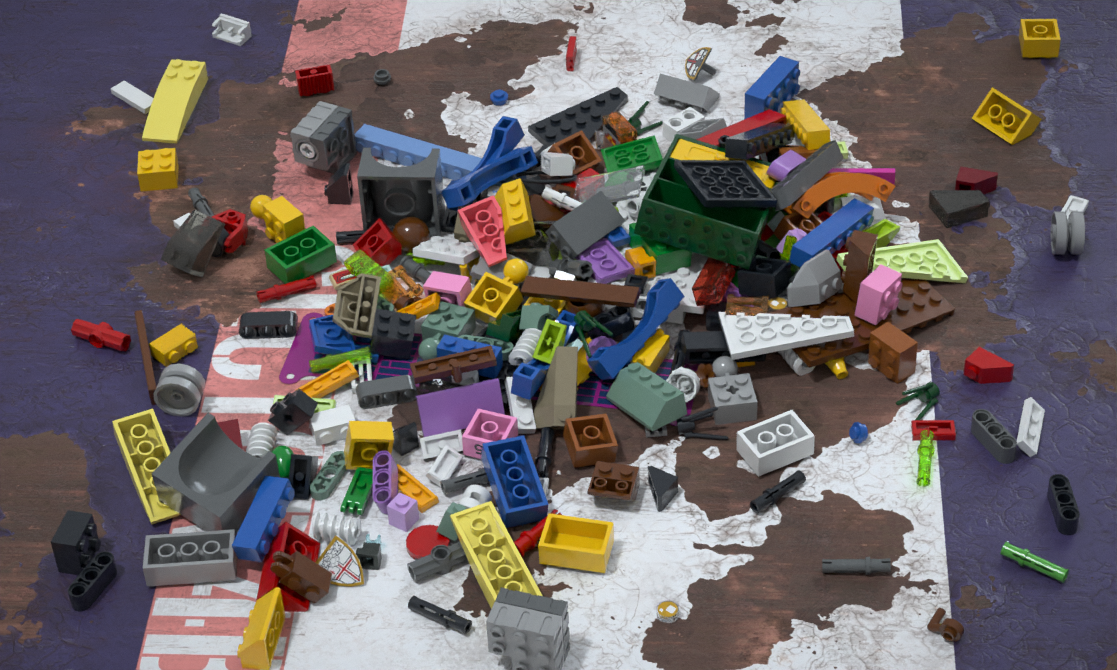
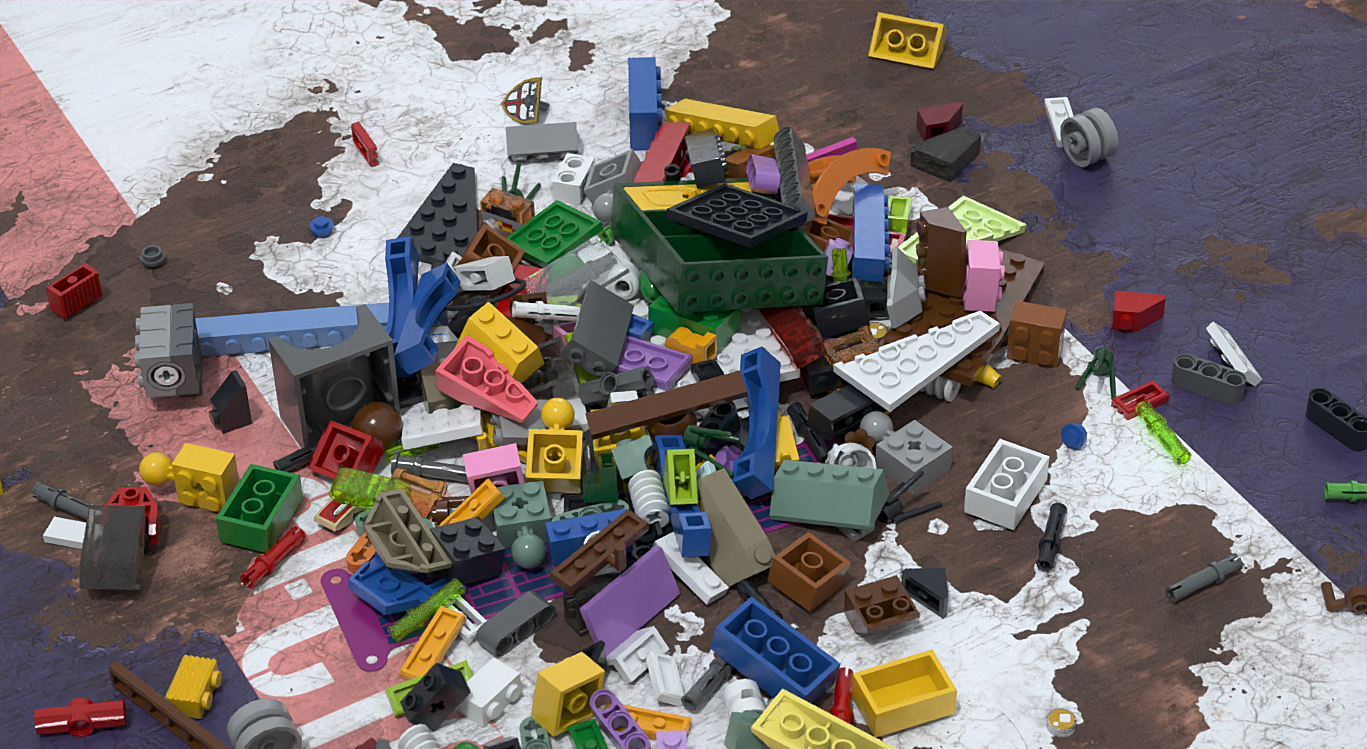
camera: 35 degrees left, 0 degrees up
(268, 324) = (291, 609): black beam -> none
(486, 428) = (690, 617): bright pink brick -> none

